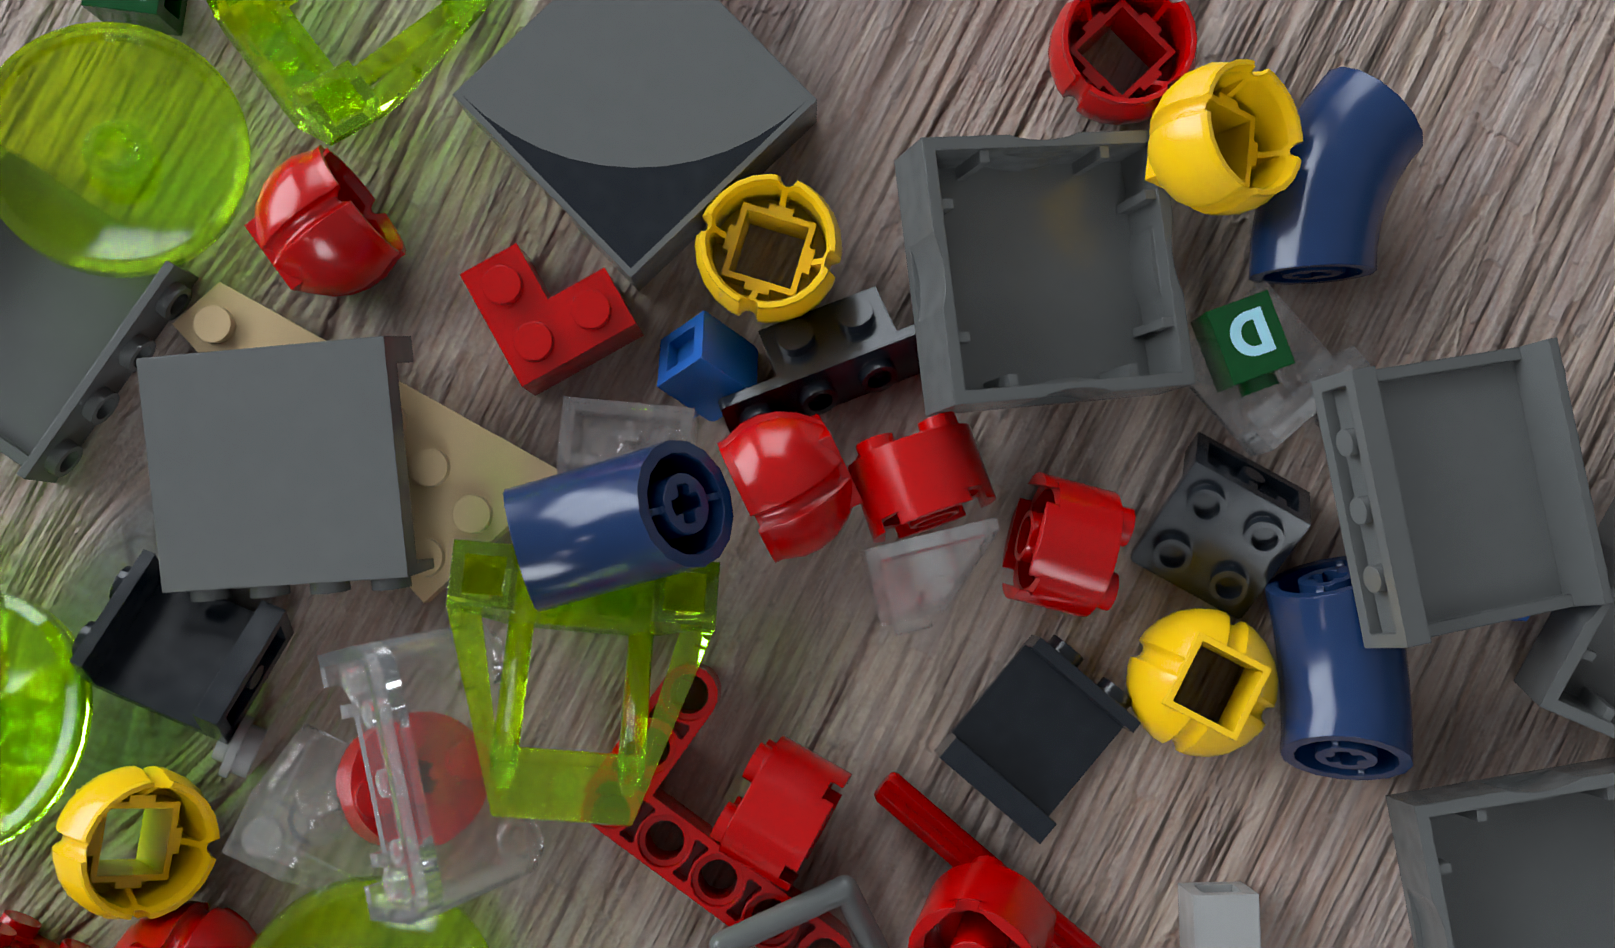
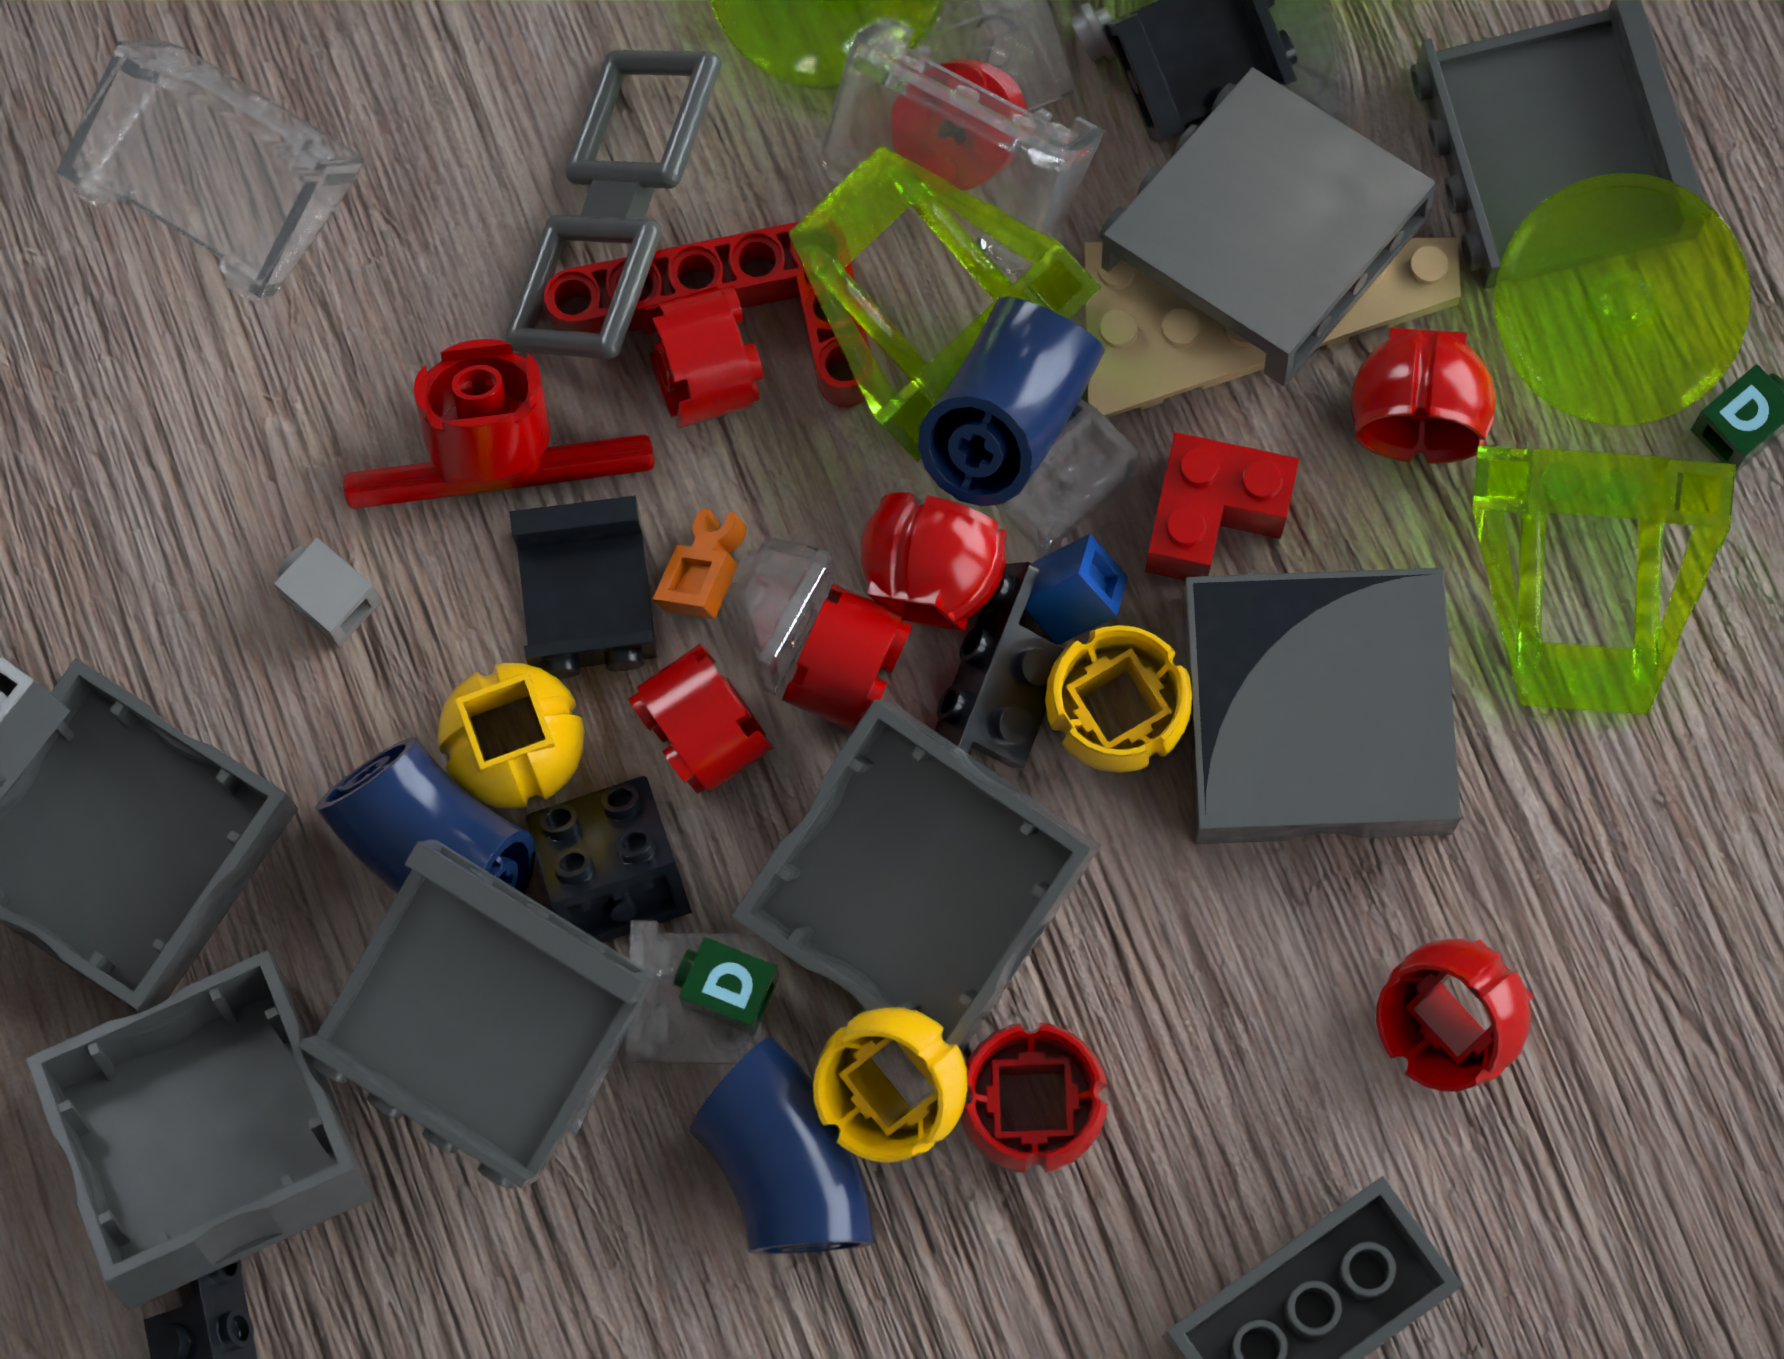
camera: 135 degrees right, 10 degrees down
(947, 655) = (702, 573): none -> orange plate

